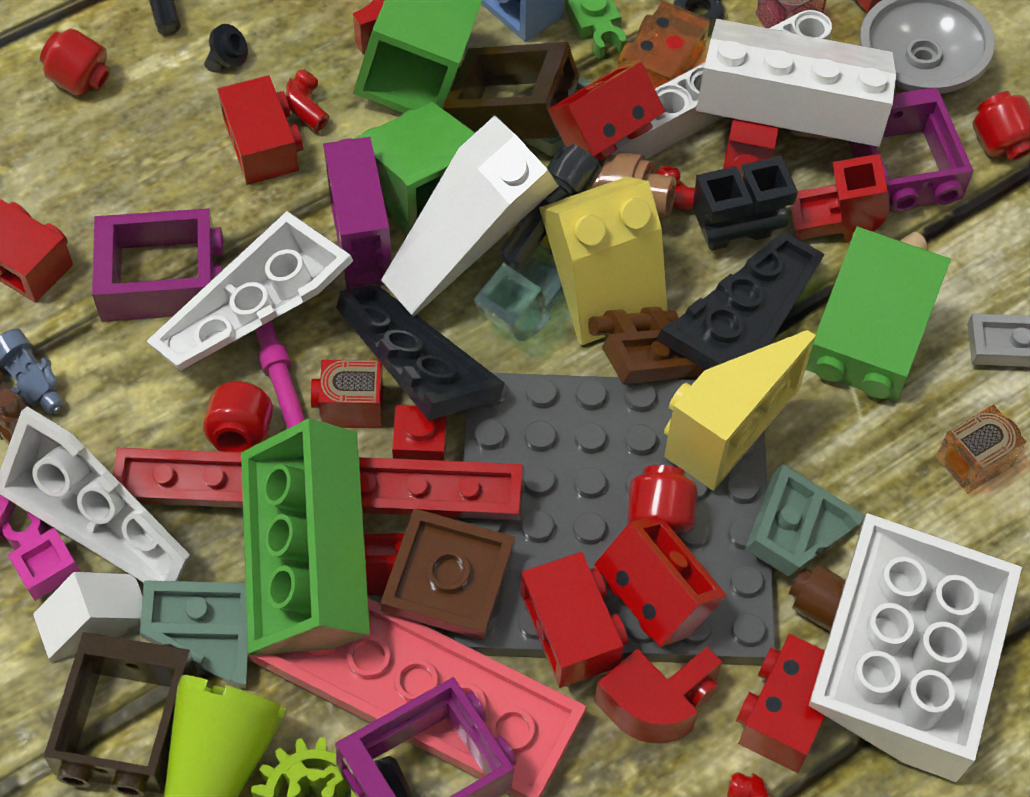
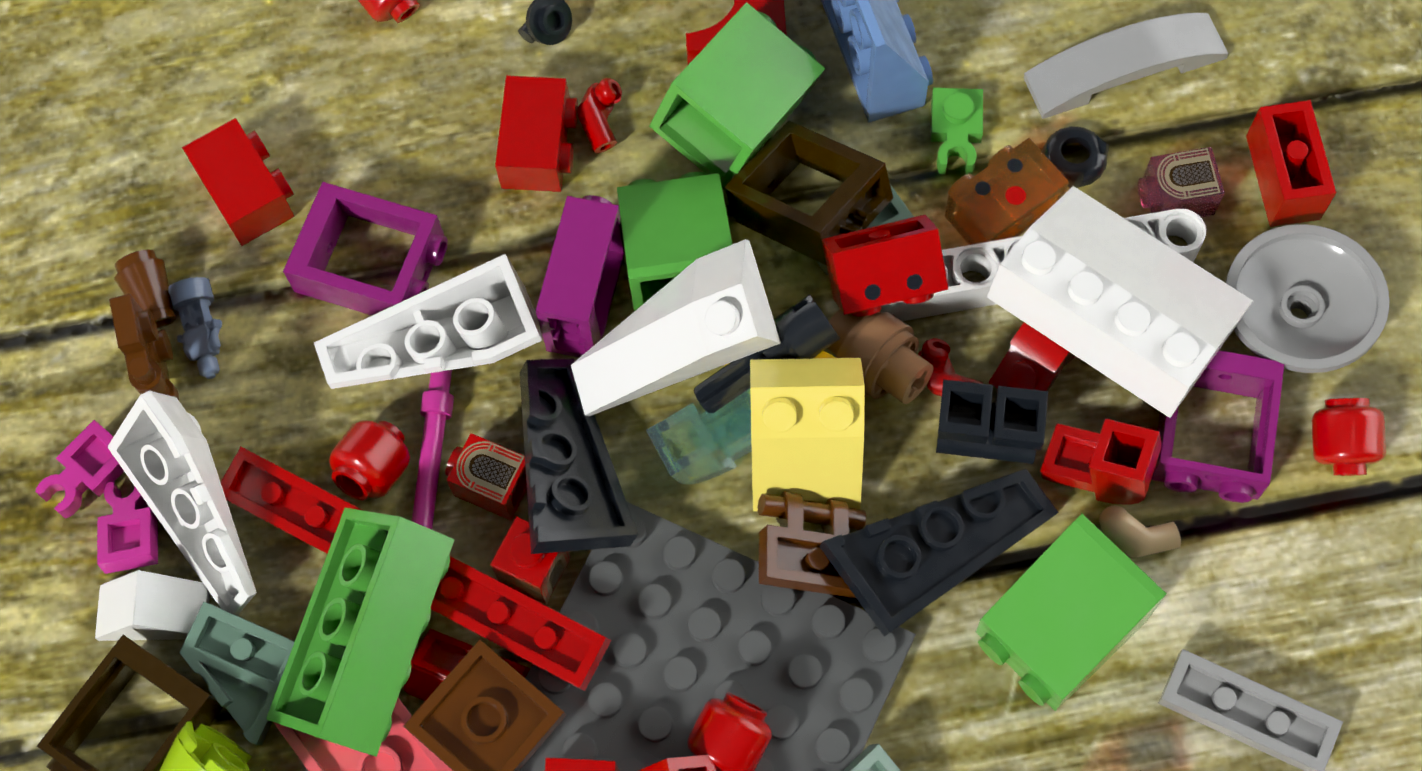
camera: 30 degrees right, 10 degrees up
(732, 407) = (846, 666): light yellow slope -> none

